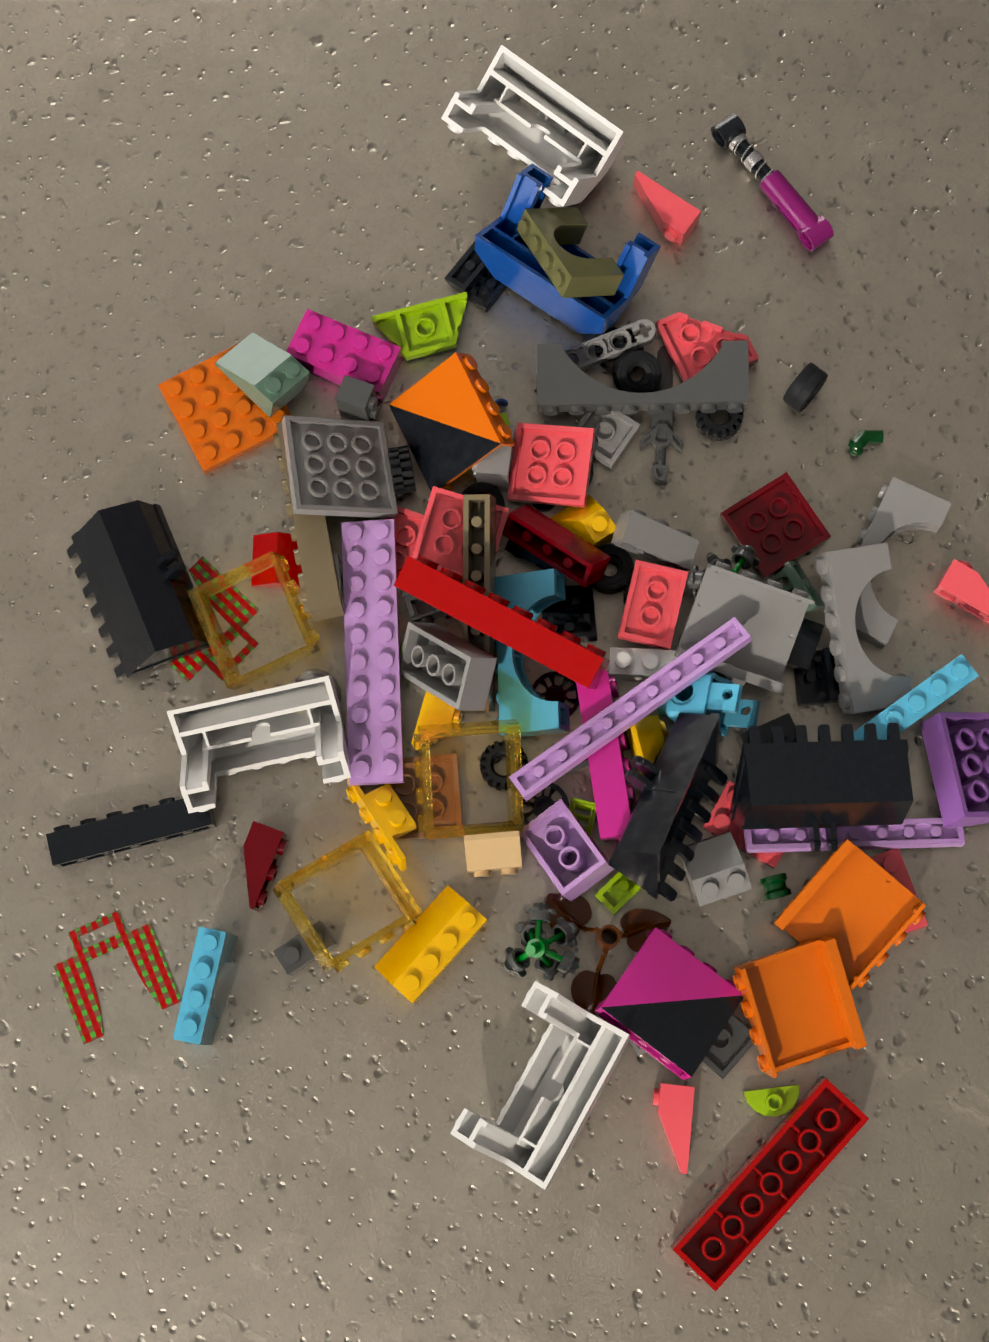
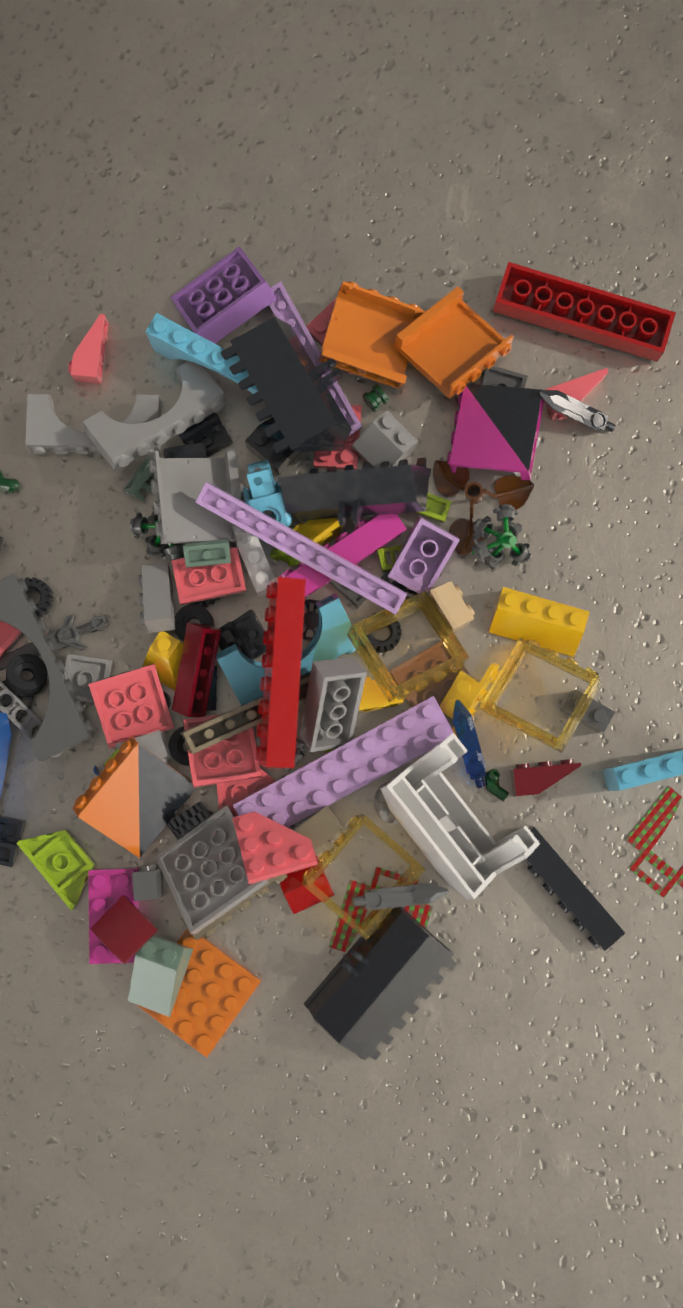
camera: 120 degrees left, 5 degrees up
(212, 647) = (400, 896): none -> dark grey piece
(278, 806) = (493, 786): none -> dark green arm
(322, 354) = (124, 929): none -> dark red slope
(326, 531) = (271, 848): none -> coral plate
(334, 798) = (467, 735): none -> clear blue piece
(553, 1092) = (602, 481): white wedge -> none
(651, 1110) = (577, 410): none -> piece
(676, 610) = (207, 553): none -> sand green plate
(773, 1100) = (524, 336): lime plate -> none
(775, 524) = (101, 517): dark red plate -> none

